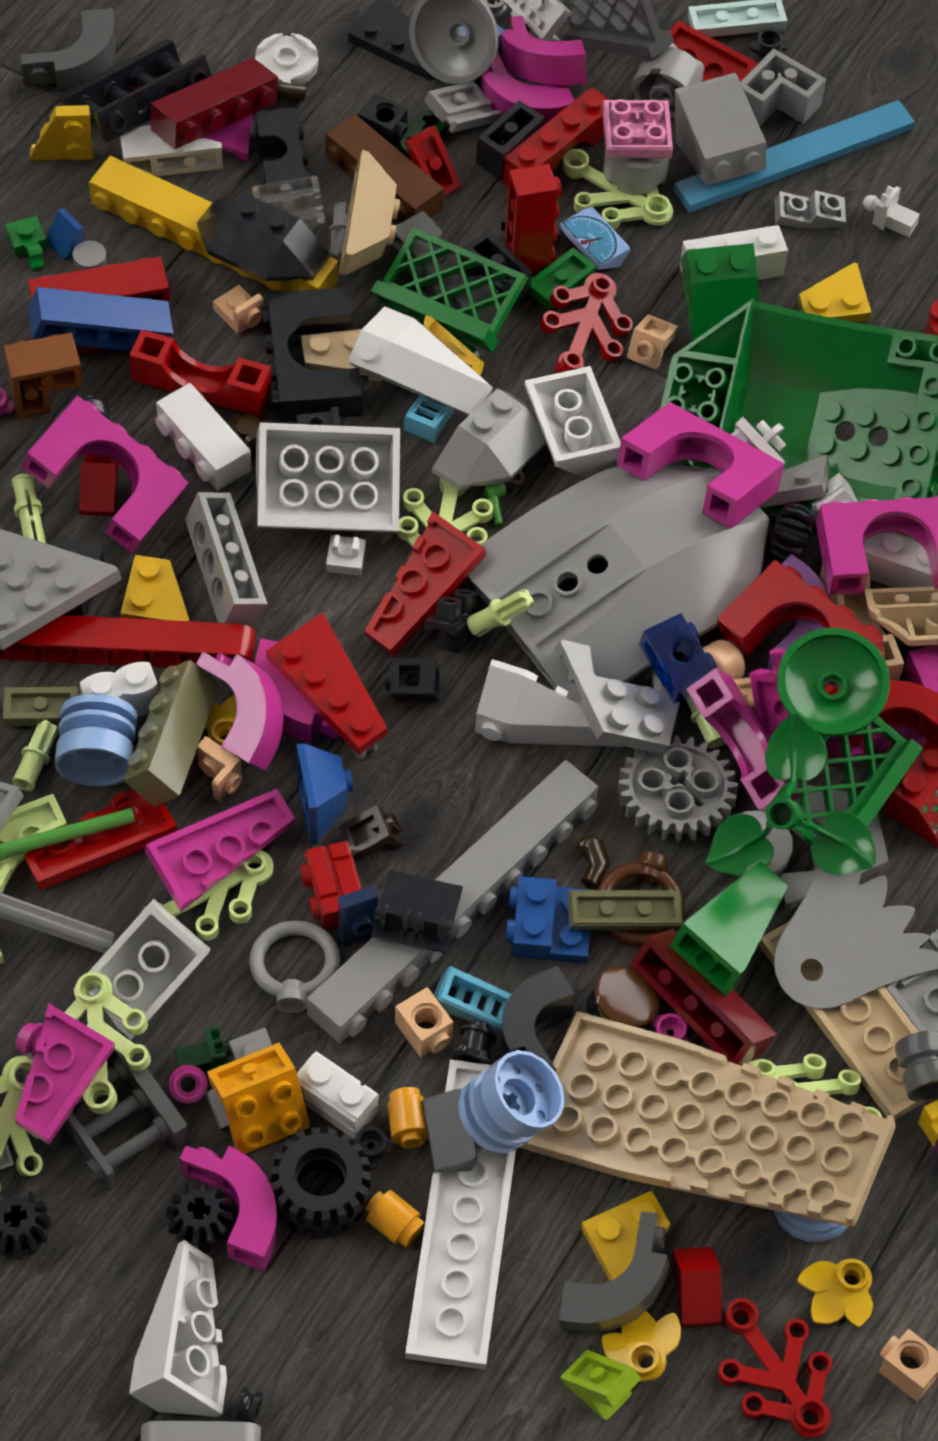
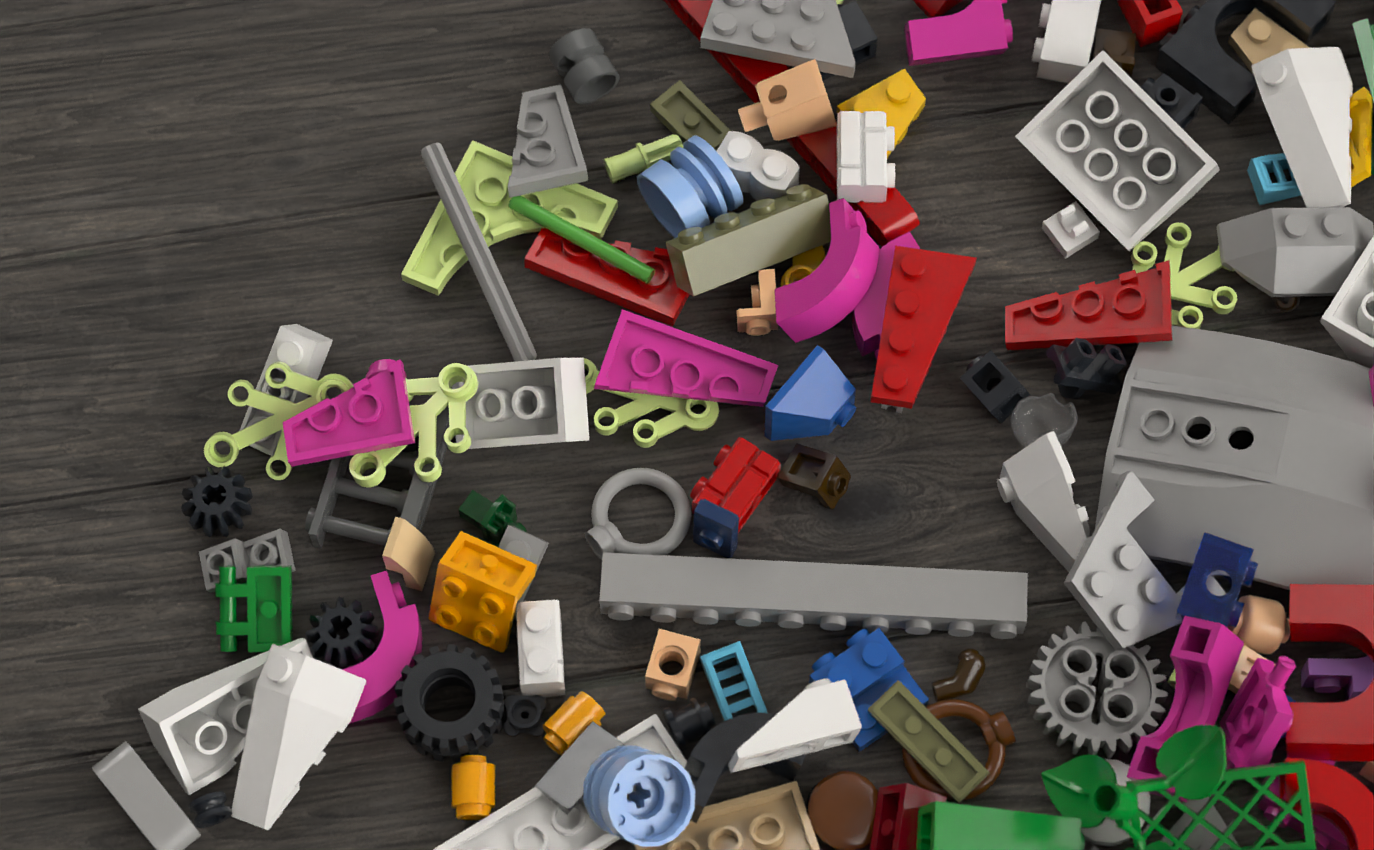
camera: 55 degrees right, 10 degrees up
(80, 1241) = (264, 550): none -> light grey slope
(105, 625) = (790, 103): none -> light nougat torso
(134, 1248) = (268, 607): none -> green plate
(183, 618) = (863, 156): none -> white brick
(185, 1121) = (408, 553): none -> tan slope
(193, 1095) = (441, 521): dark pink plate -> none
(225, 559) = (961, 140): light grey brick -> none
(243, 1292) = (291, 721): none -> white wedge
(417, 911) = (759, 572): black hinge -> none
(466, 673) = (1040, 415): none -> clear hair
(492, 493) = (1251, 294): bright green hand -> none
(499, 612) = (1113, 398): yellowish green axle -> none
(552, 965) = (812, 722): none -> white slope
(839, 660) = (1282, 706): green dish -> none

